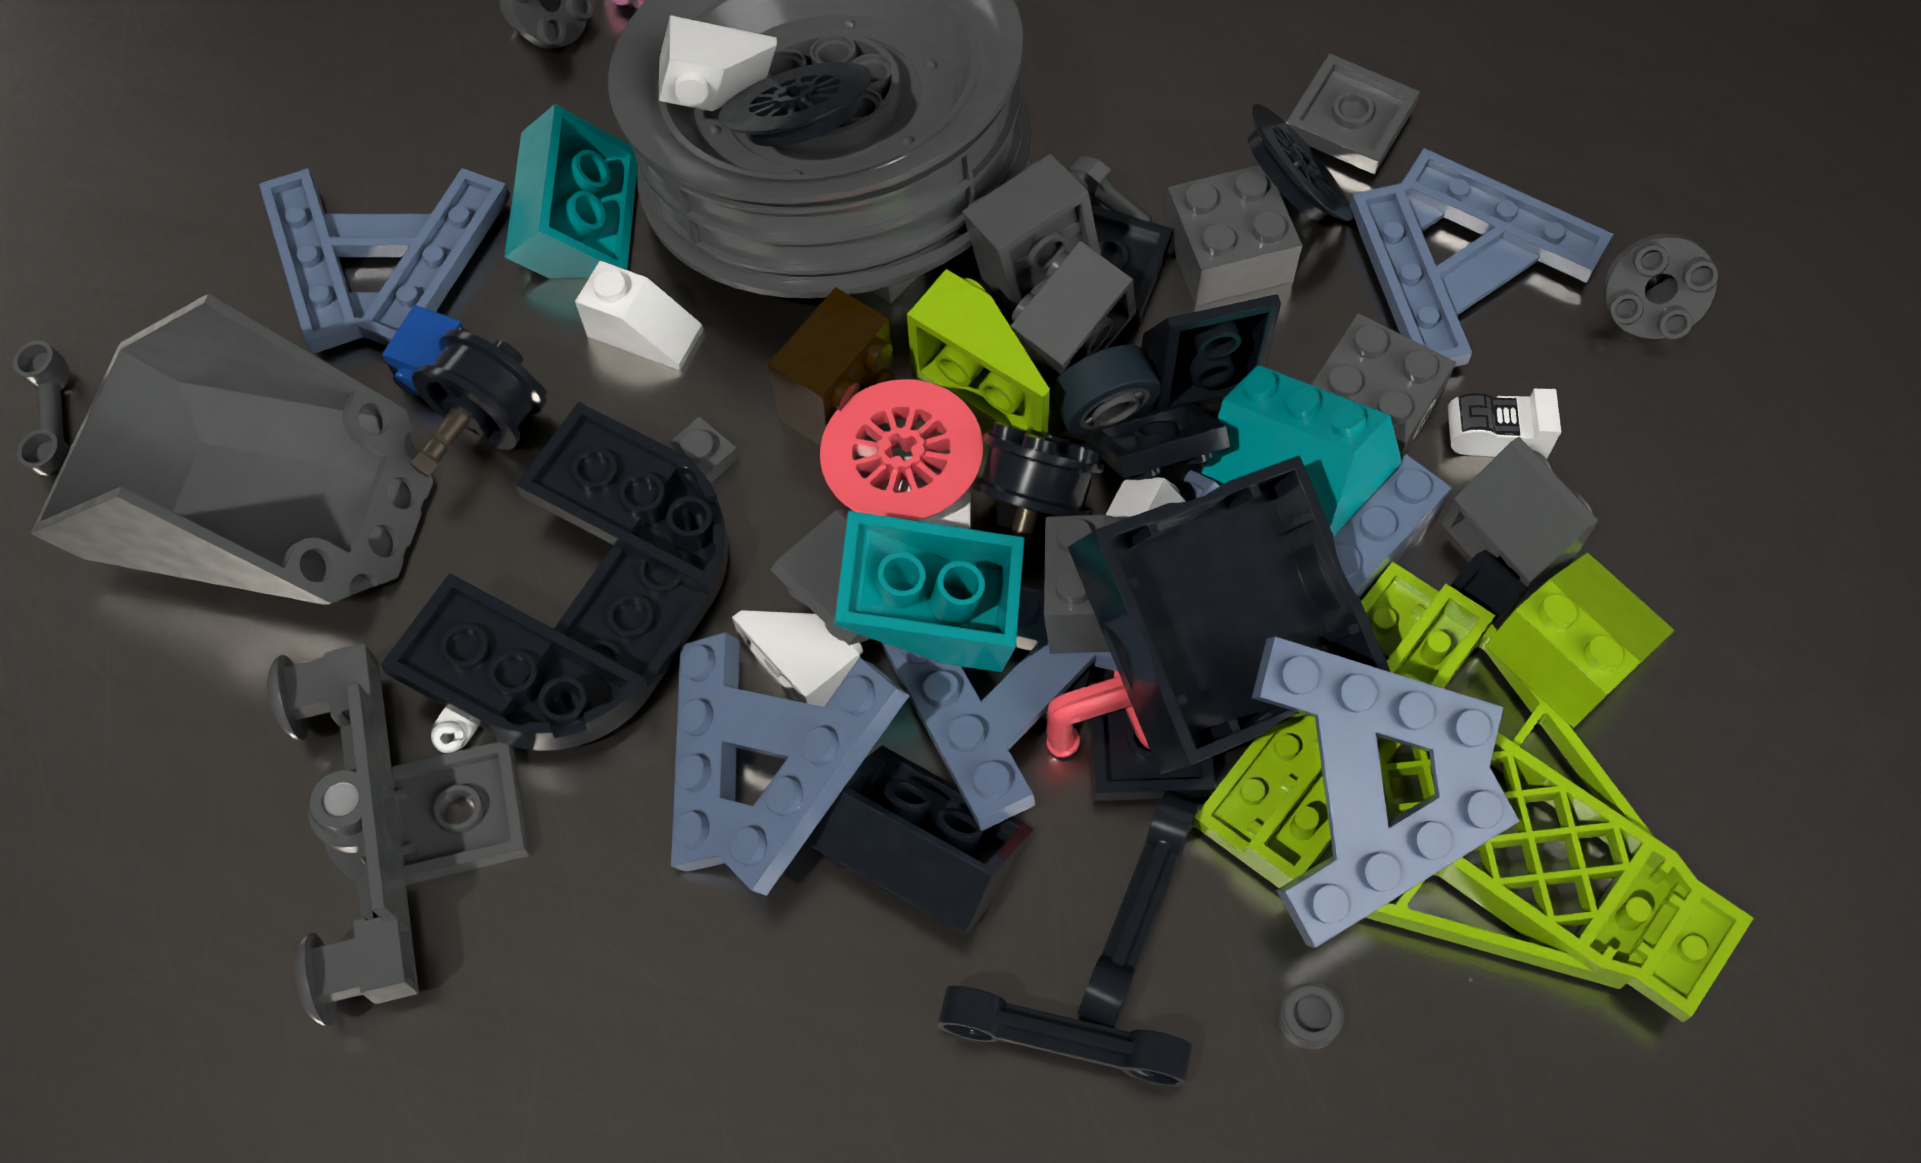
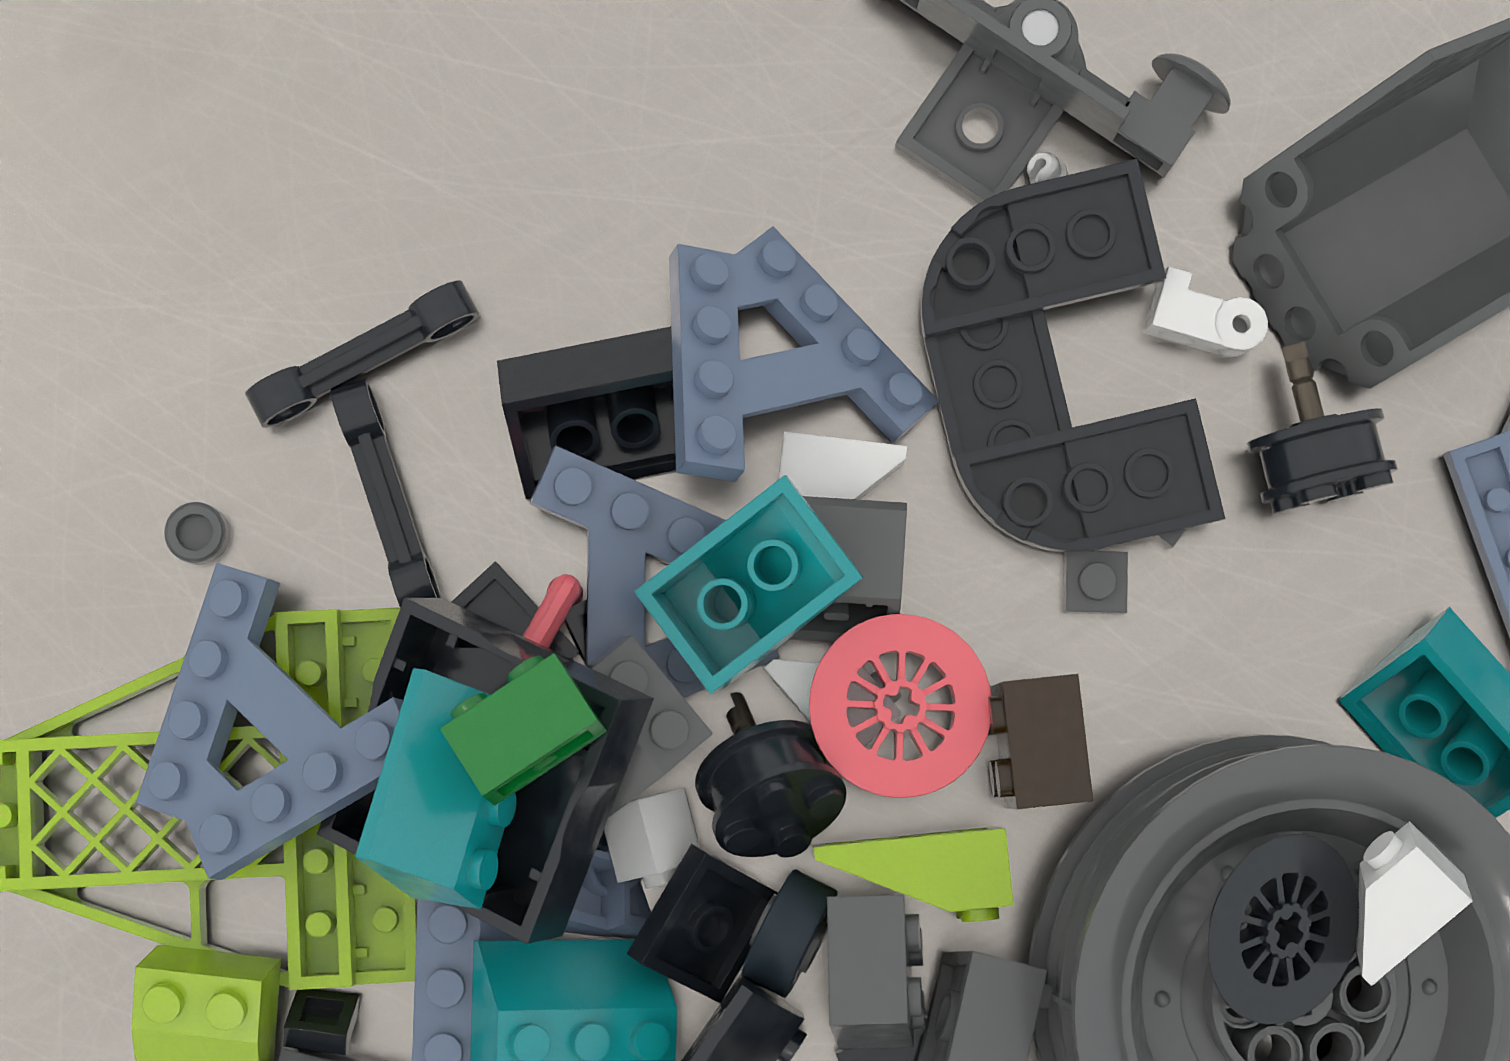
camera: 135 degrees right, 20 degrees up
(416, 344) = (1424, 461): blue brick -> none
(452, 539) = (1203, 320): none -> white leg
(636, 316) = (1272, 657): white slope -> none
(1184, 557) = (521, 727): none -> green brick
(1273, 587) = (427, 818): none -> teal slope

